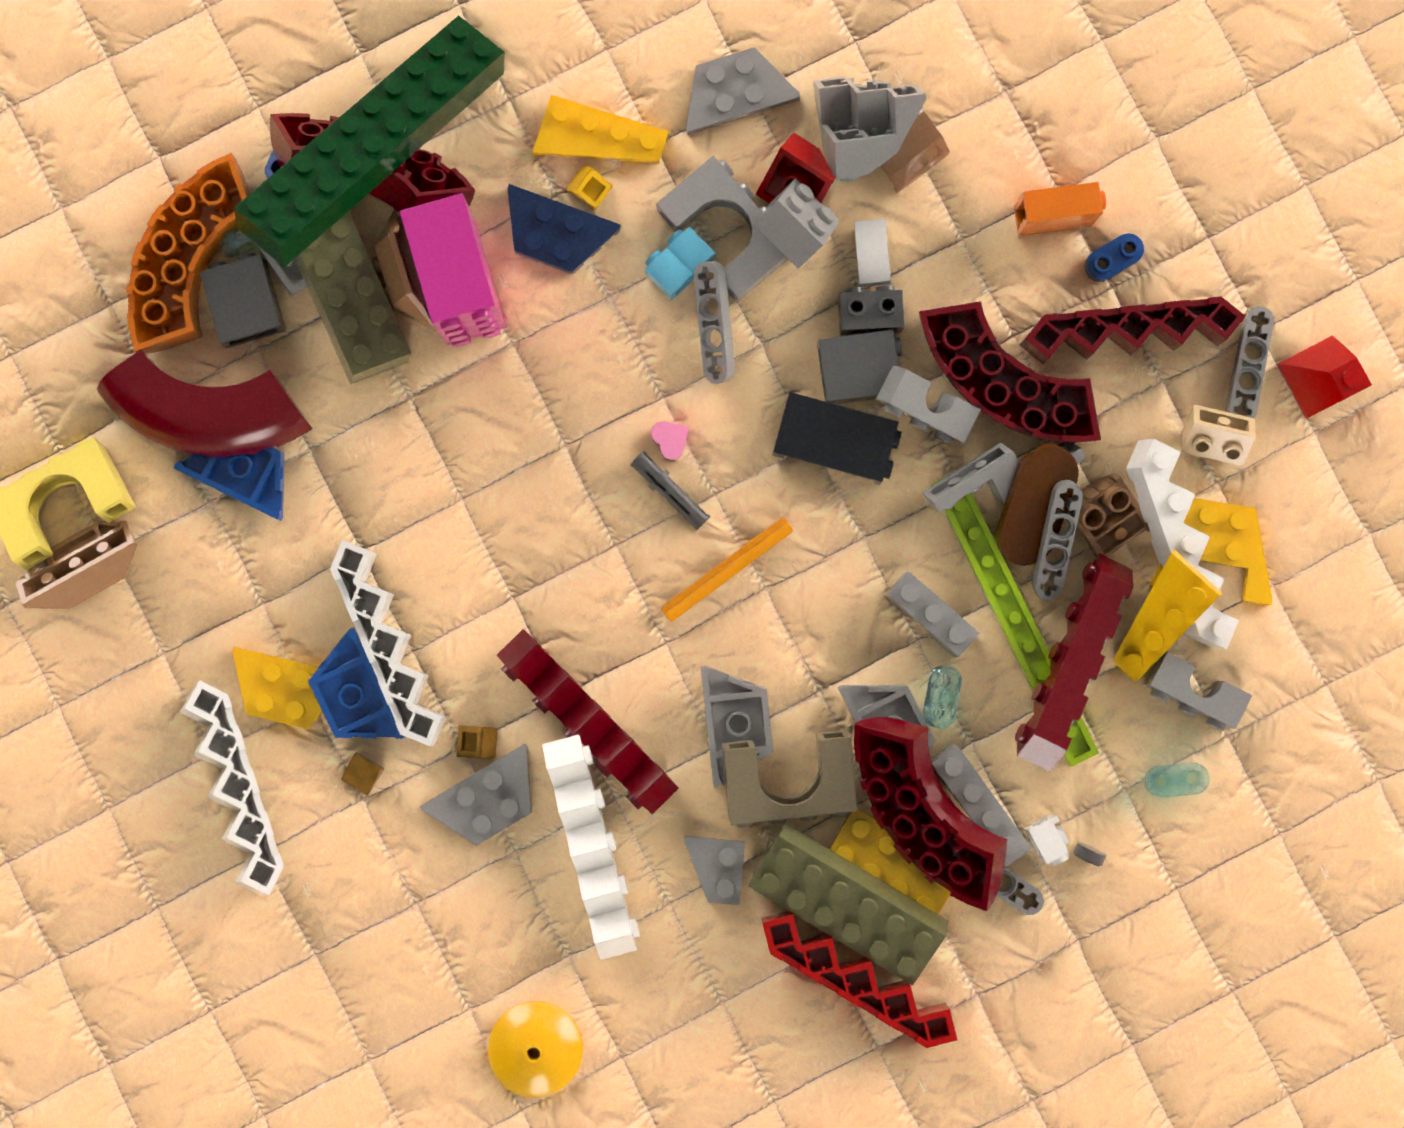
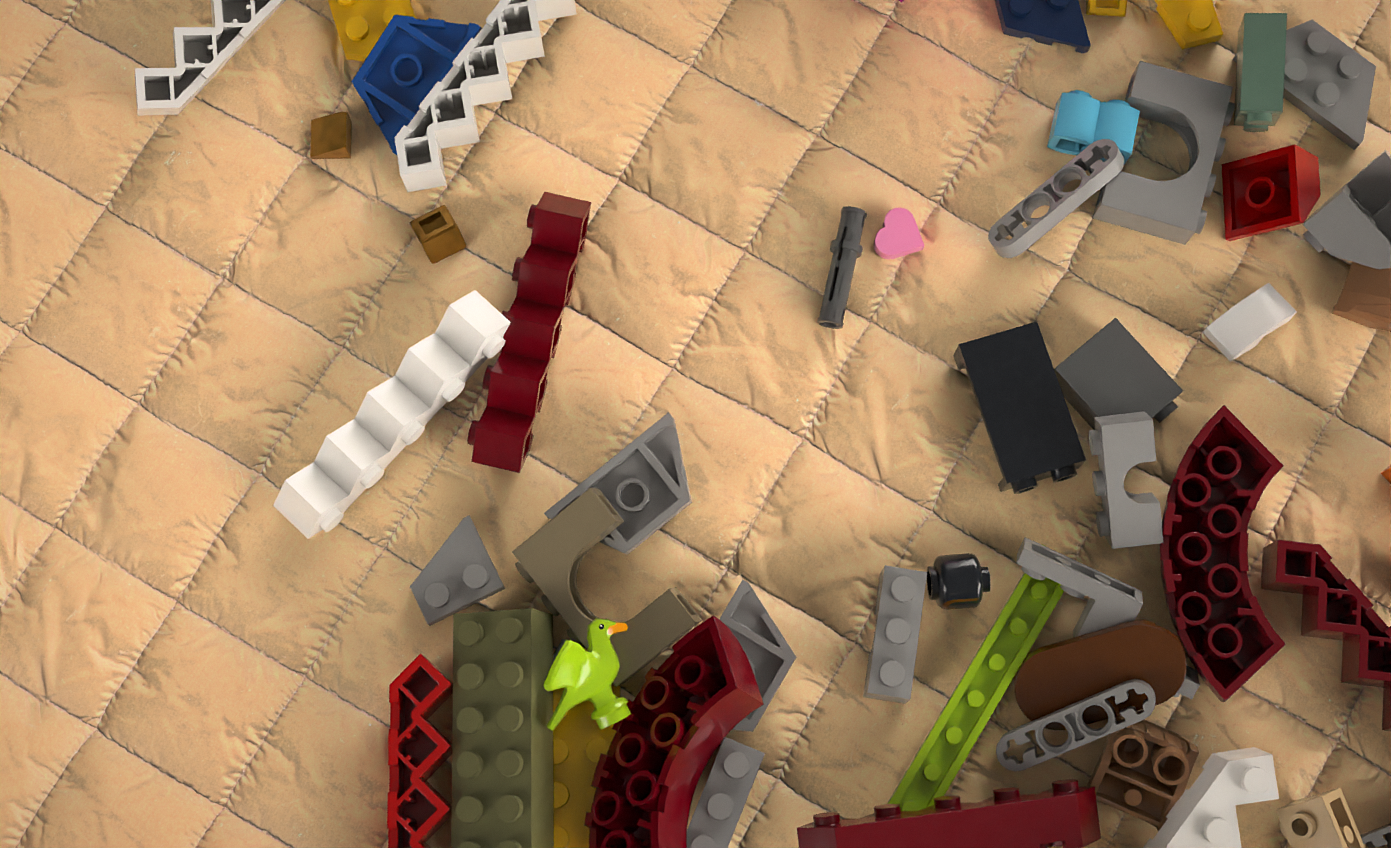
camera: 60 degrees right, 10 degrees down
(486, 799) = (381, 280): light grey wing -> none
(540, 1027) = (153, 514): yellow dish -> none
(716, 133) = (1260, 71): none -> sand green brick
(727, 569) = (796, 380): light orange axle -> none
(797, 223) = (1225, 213): light grey brick -> none
(842, 826) = (588, 675): none -> lime animal
(870, 310) = (1187, 357): dark grey brick -> none
(922, 552) = (957, 581): none -> black head
(942, 696) = (809, 710): clear light blue plate -> none

